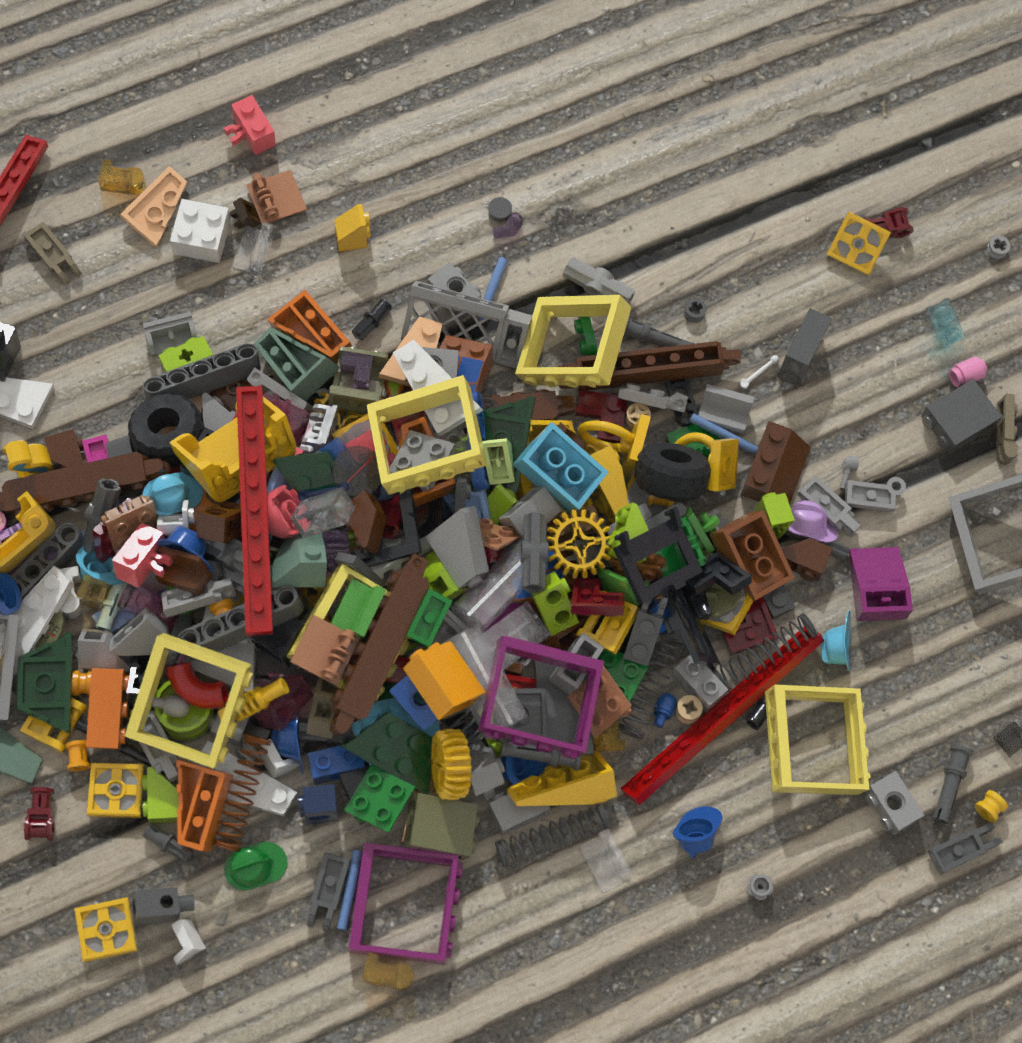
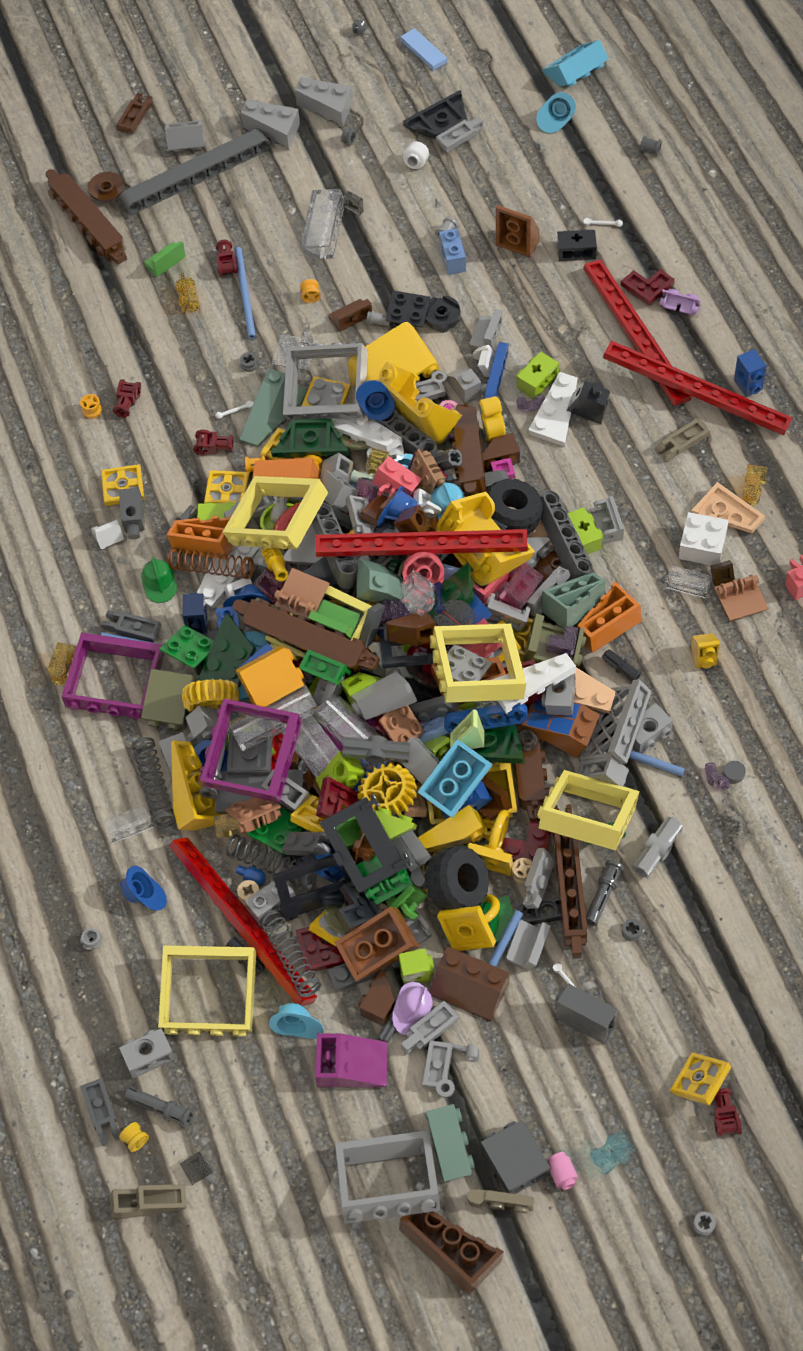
camera: 105 degrees right, 10 degrees down
(952, 478) = (449, 1142): none -> sand green wedge

